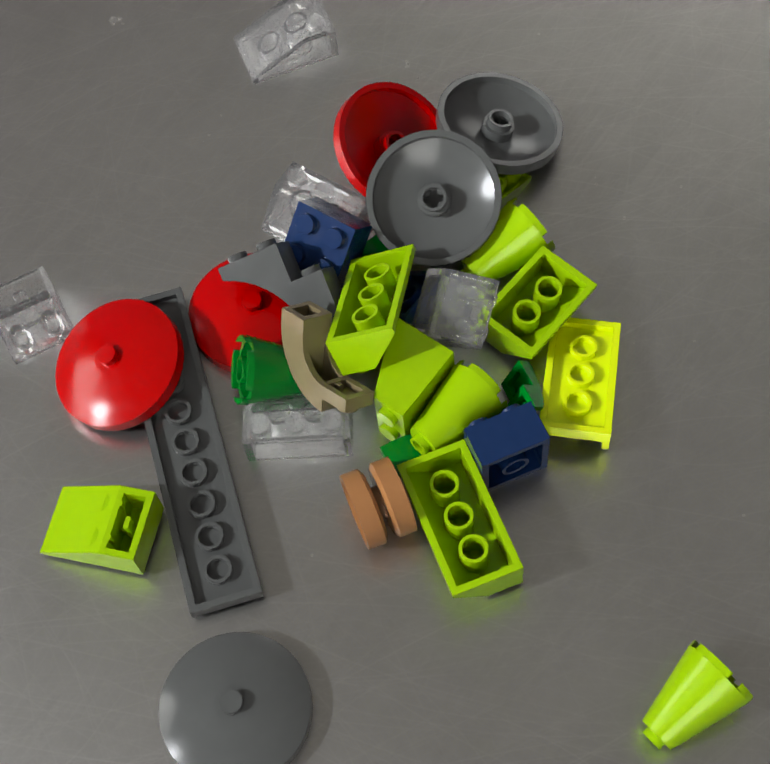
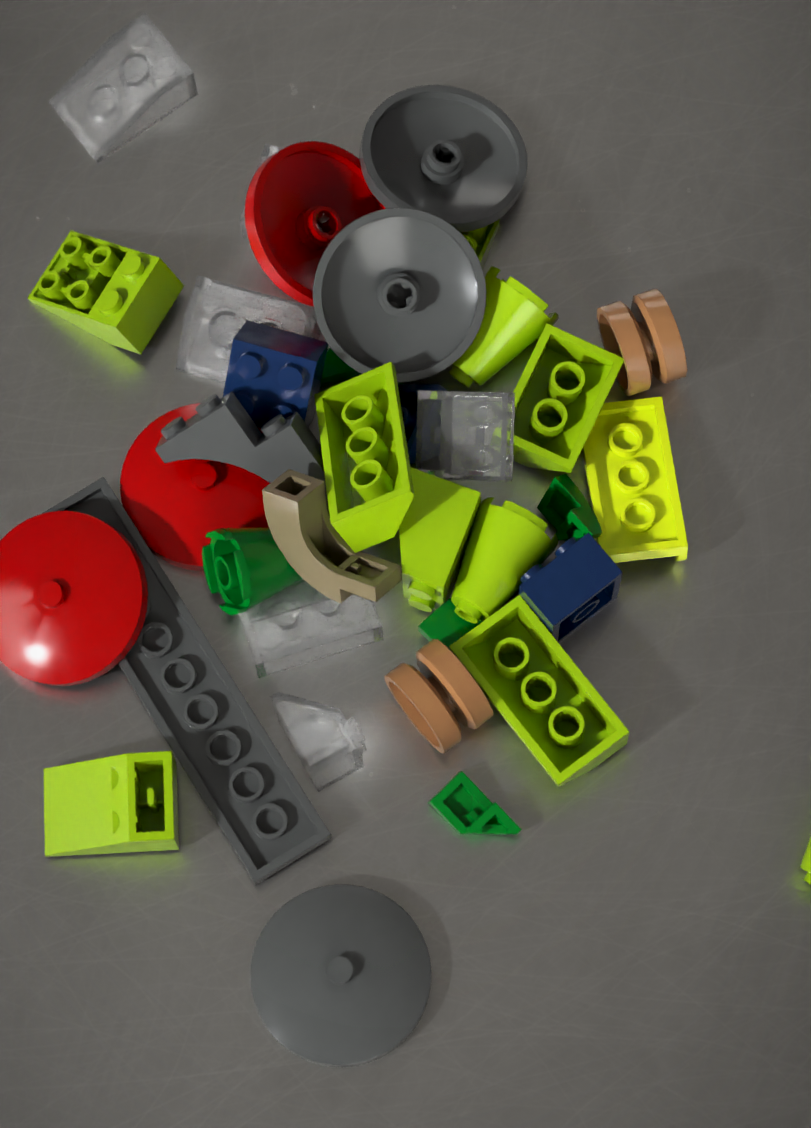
camera: 20 degrees left, 10 degrees up
(230, 164) = (107, 290): none -> lime slope
(276, 515) = (321, 738): none -> clear slope
(380, 602) = (470, 810): none -> green slope
(615, 276) = (644, 339): none -> medium nougat wheel

